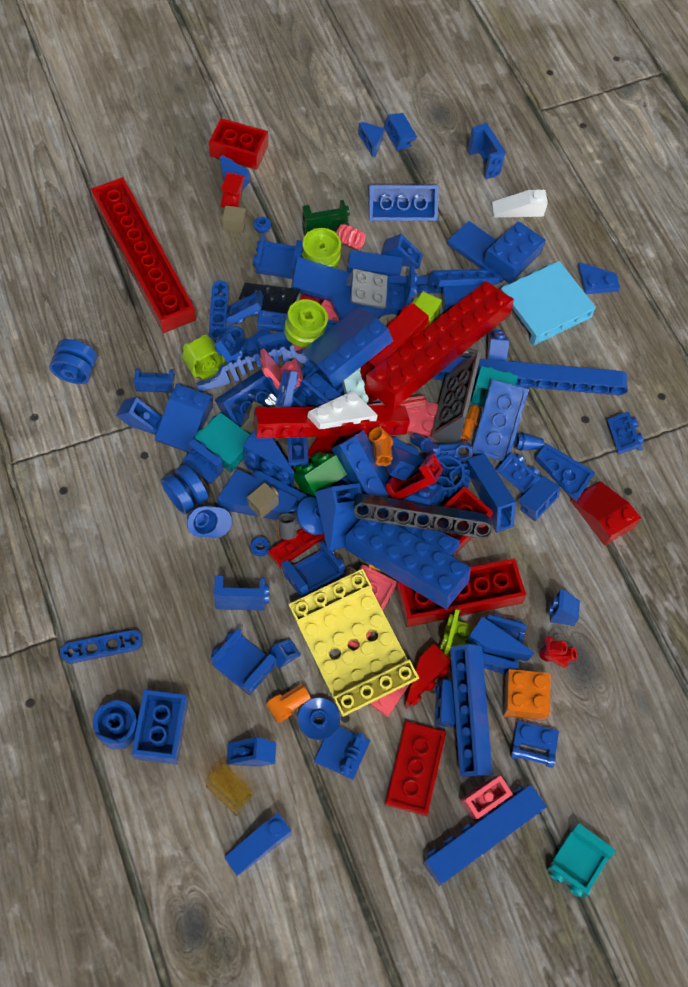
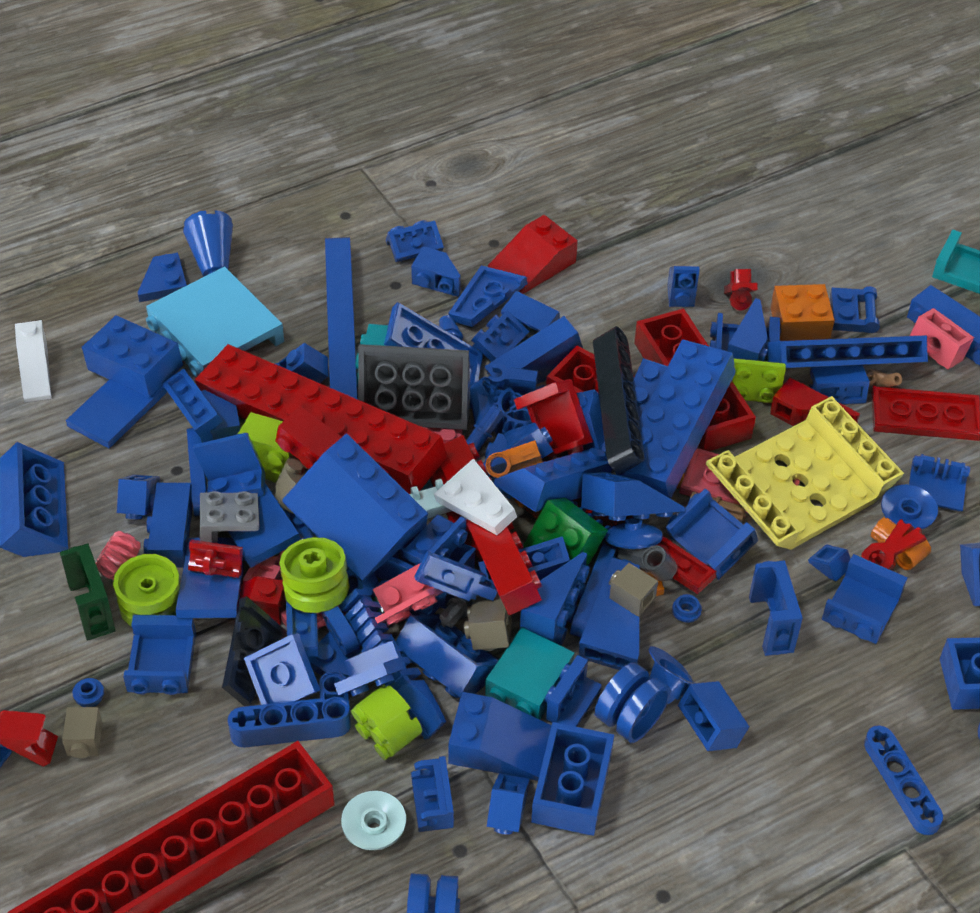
camera: 95 degrees left, 15 degrees down
(142, 449) = (572, 778): none -> blue brick
(144, 341) = (373, 808): none -> light aqua dish
(168, 537) = (713, 716): none -> blue brick
(277, 683) = (900, 539): none -> red piece
(331, 277) = (215, 558): none -> red hips
(450, 743) = (881, 379): none -> medium nougat arm
(465, 467) = (514, 377): none -> blue bar
(592, 441) = (436, 272): none -> blue slope
(620, 303) = (209, 239): none -> blue cone

